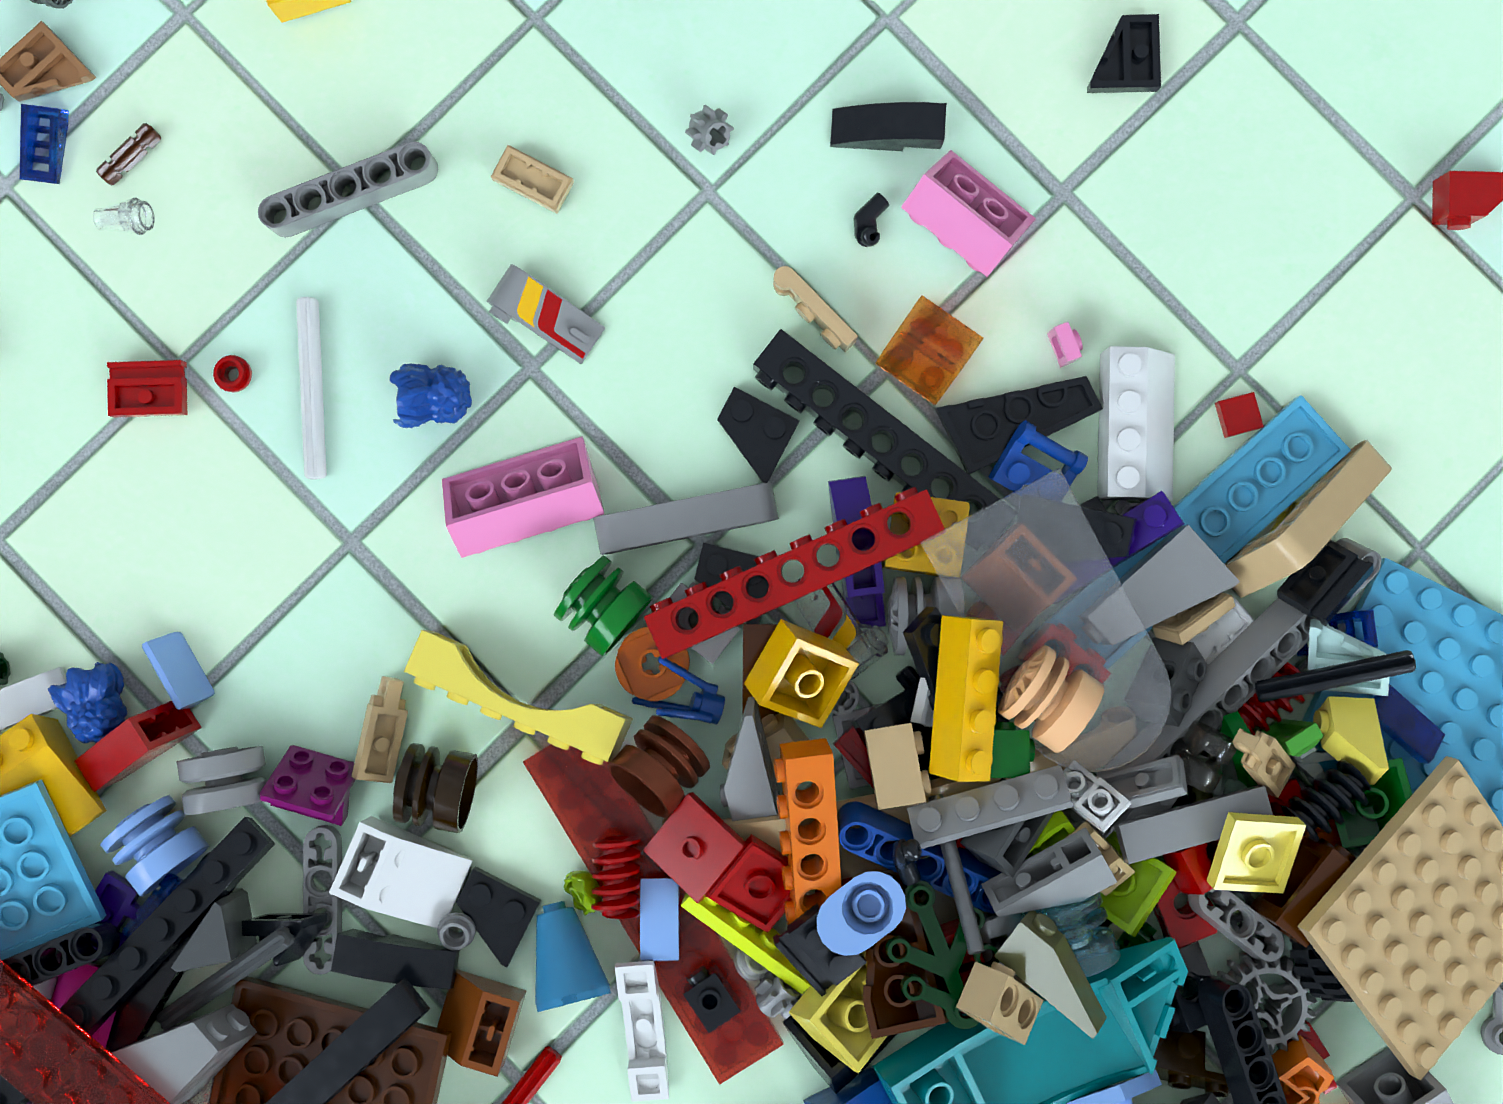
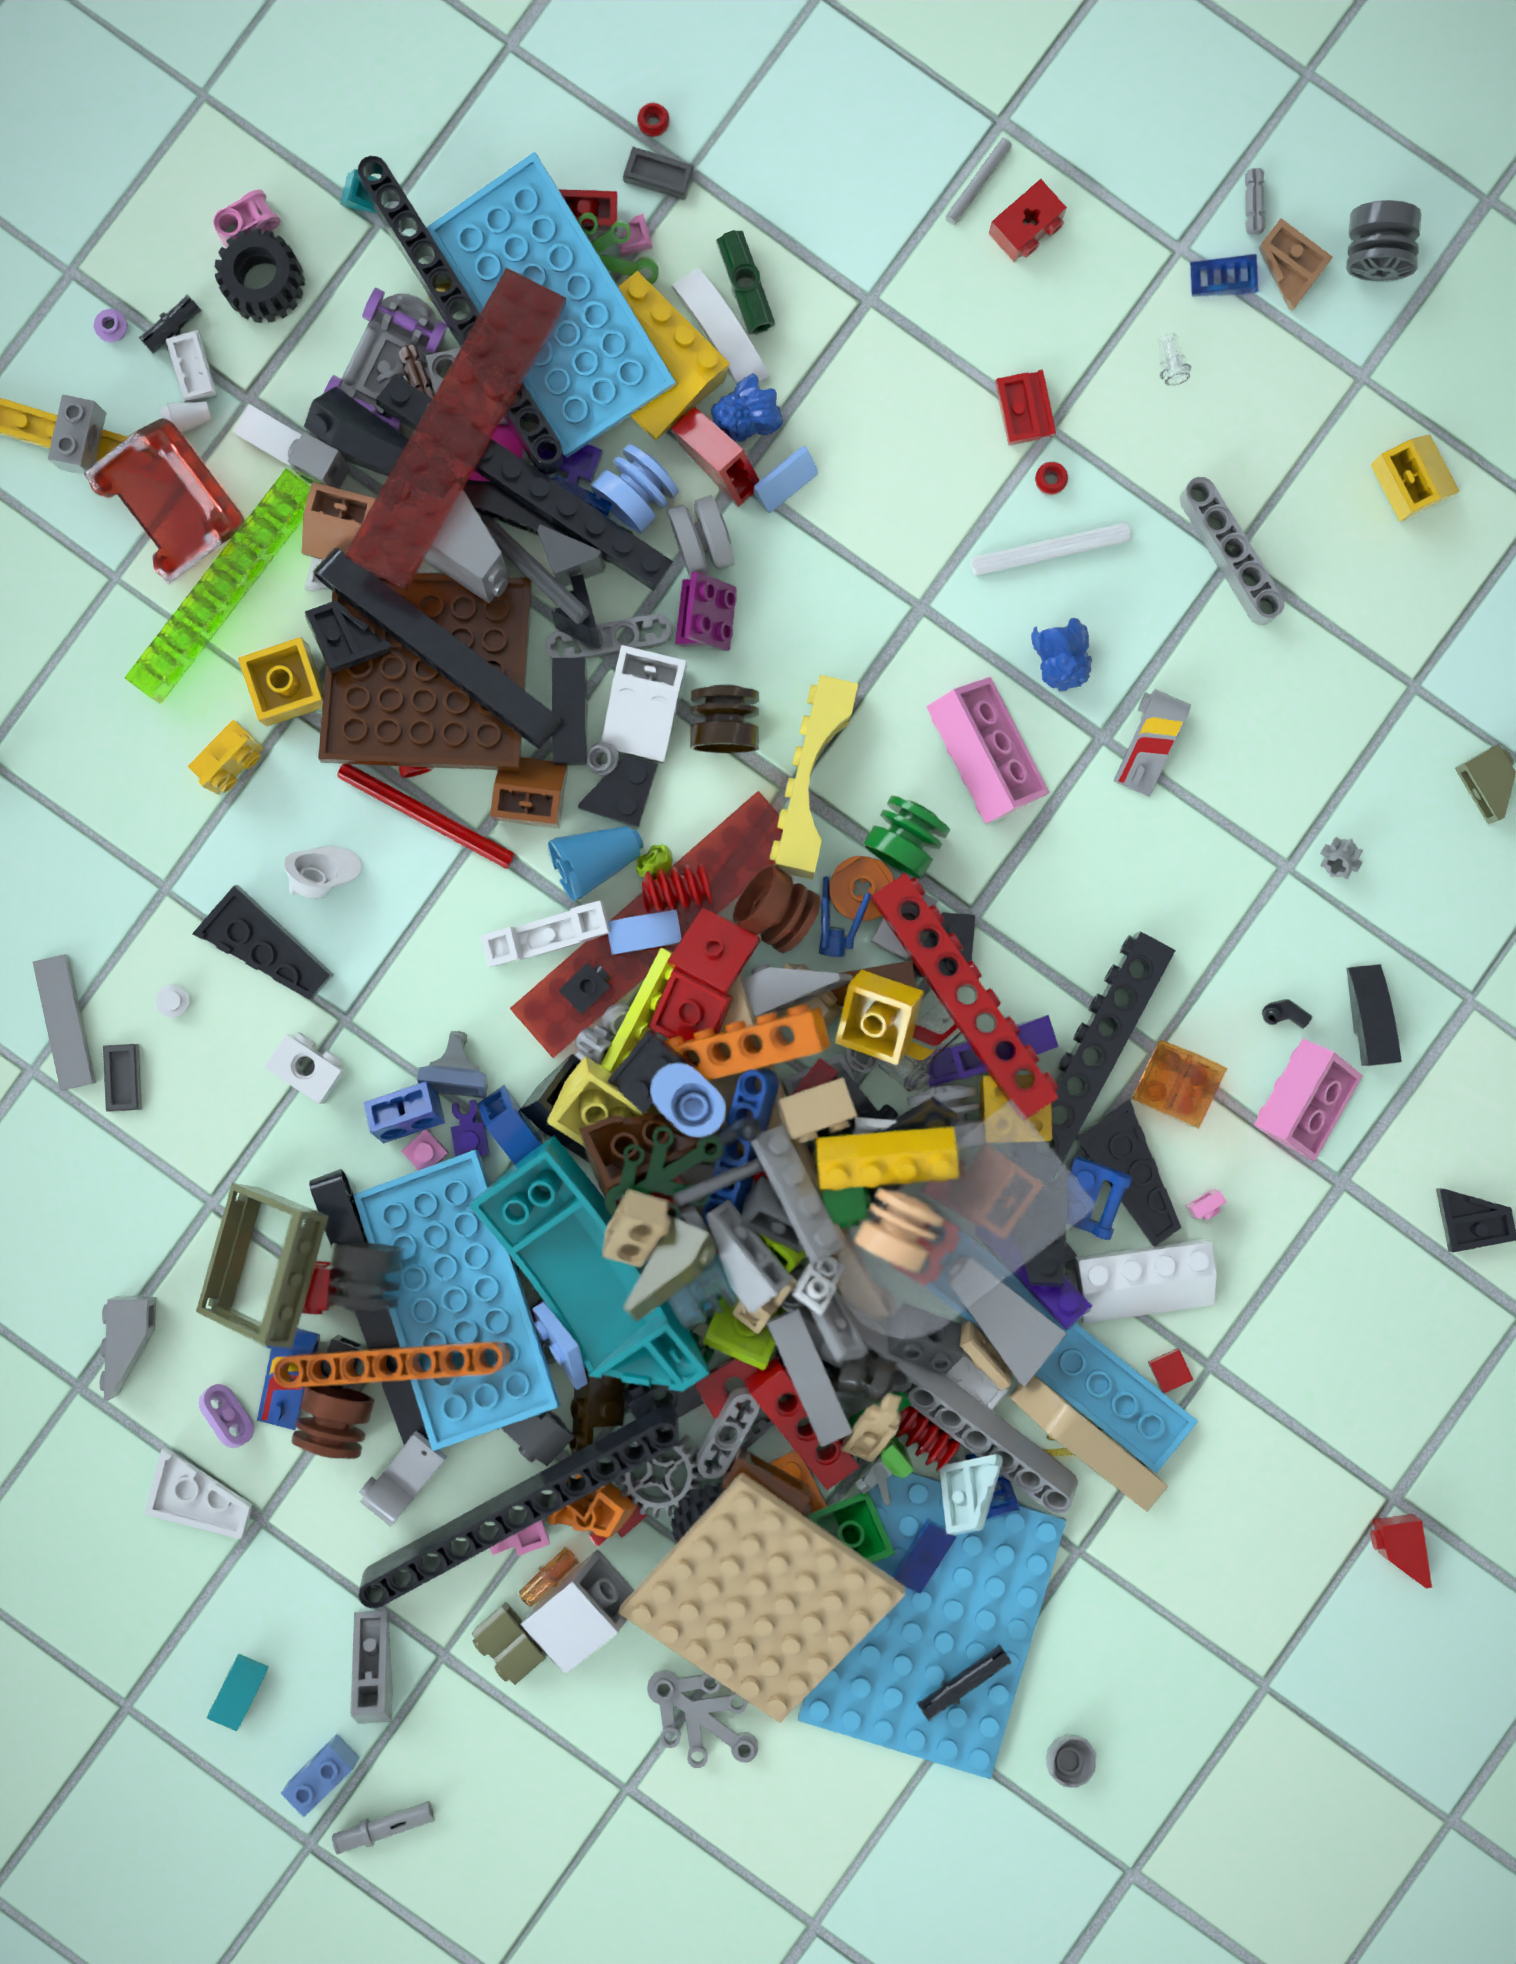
camera: 80 degrees right, 0 degrees up
(128, 154) = (1229, 352): axle -> none
(381, 733) = (761, 664): tan hinge -> none
(532, 179) = (1269, 709): tan plate -> none
(686, 518) = (993, 896): light grey beam -> none
(757, 431) = (1081, 946): black wing -> none
(812, 308) = (1199, 975): tan plate -> none
(1255, 853) = (794, 1432): light yellow plate -> none
(1325, 582) = (1038, 1461): black plate -> none
(1328, 799) = (847, 1492): black piece -> none
(1335, 676) = (956, 1481): black axle -> none
(1353, 734) = (907, 1506): light yellow slope -> none

